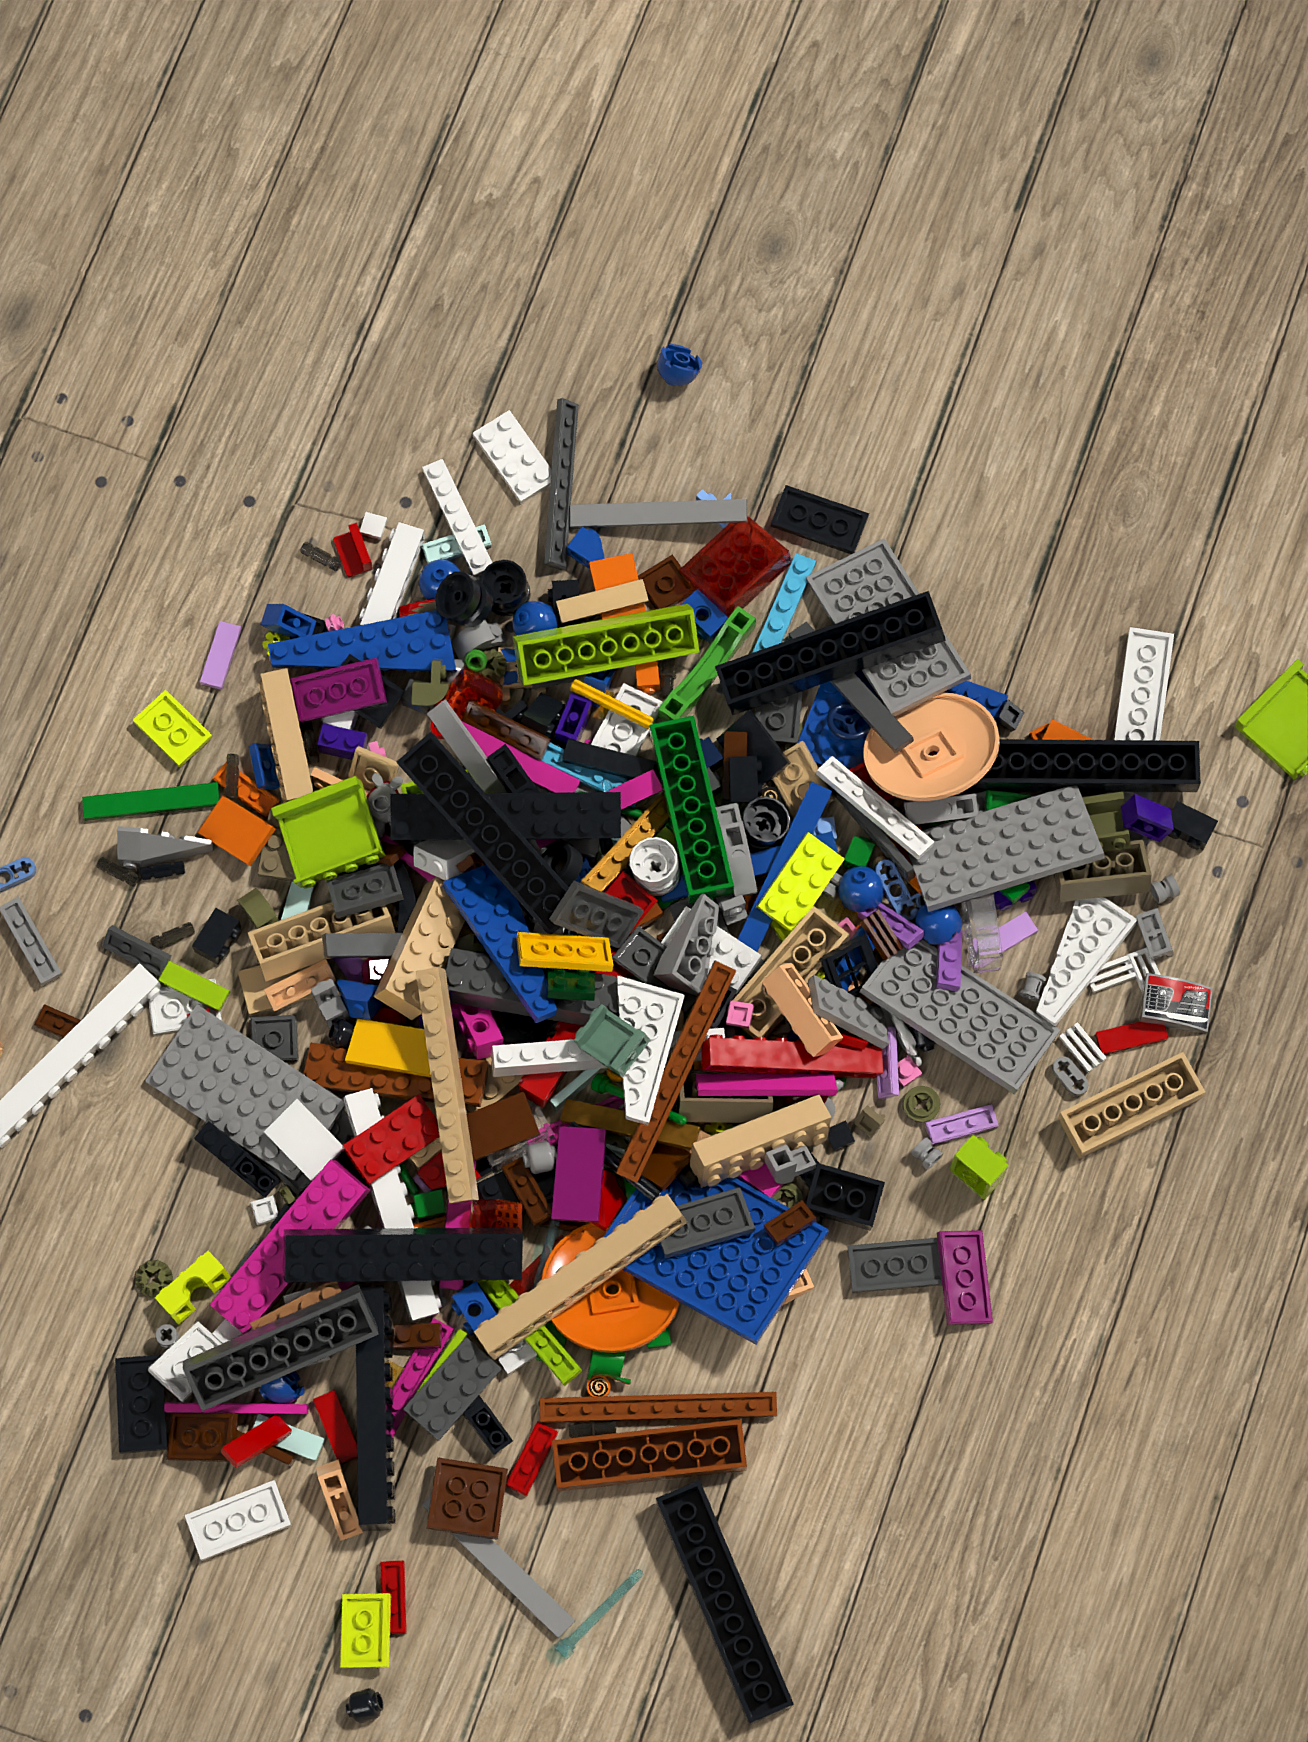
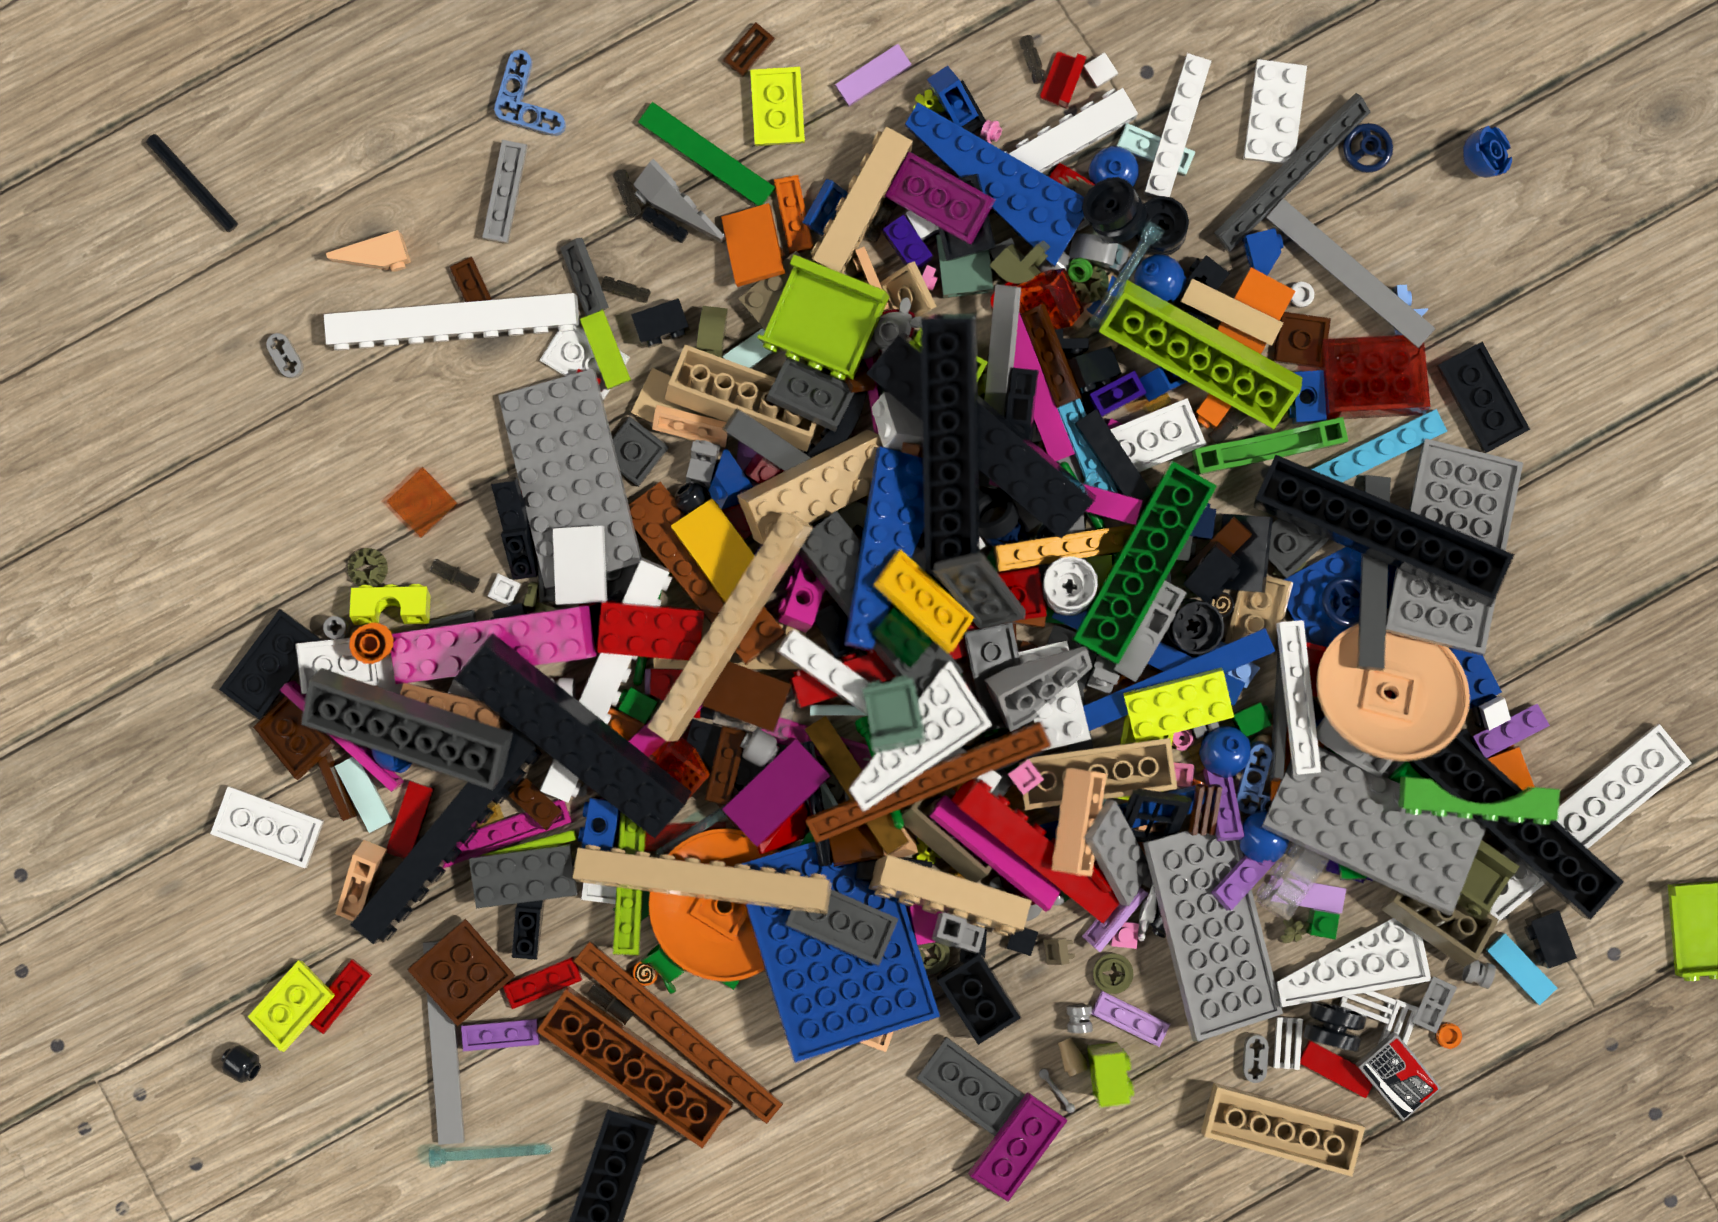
camera: 40 degrees right, 15 degrees up
(119, 727) = (736, 65): none -> reddish brown tile
(153, 1200) = (422, 502): none -> clear orange tile
(202, 1318) = (371, 643): none -> orange hat
(220, 1229) = (455, 575): none -> clear smoke axle
(232, 775) = (791, 192): clear smoke axle -> none
(256, 1441) = (330, 780): red tile -> none
(401, 729) = (964, 275): none -> sand green panel
(502, 595) = (1150, 235): none -> clear light blue piece
(534, 1520) = (500, 1034): none -> medium lavender plate
(597, 420) = (1376, 144): none -> dark blue piece
(612, 704) = (1159, 410): yellow axle -> none
(641, 555) = (1303, 296): none -> white tile
(789, 1223) = (911, 985): reddish brown plate -> none
(829, 904) = (1183, 744): none -> bright pink plate
(937, 1214) = (1044, 1074): none -> light grey hinge
(947, 1185) = (1072, 1058): none -> tan cone
(1015, 710) = (1494, 712): none -> white tile
(1017, 794) = (1532, 802): none -> bright green arch
(1017, 968) = (1294, 930): none -> olive plant
(1031, 946) = (1323, 923): none -> green brick
(1032, 986) = (1293, 957): light grey bush -> none
(1038, 712) = (1518, 728): none -> medium lavender plate
(1101, 1004) = (1335, 1025): none -> black wheel
(1147, 818) = (1519, 906): dark purple brick -> none
(1184, 948) = (1448, 1035): none -> orange tile
(1190, 863) = (1521, 969): none -> medium azure tile

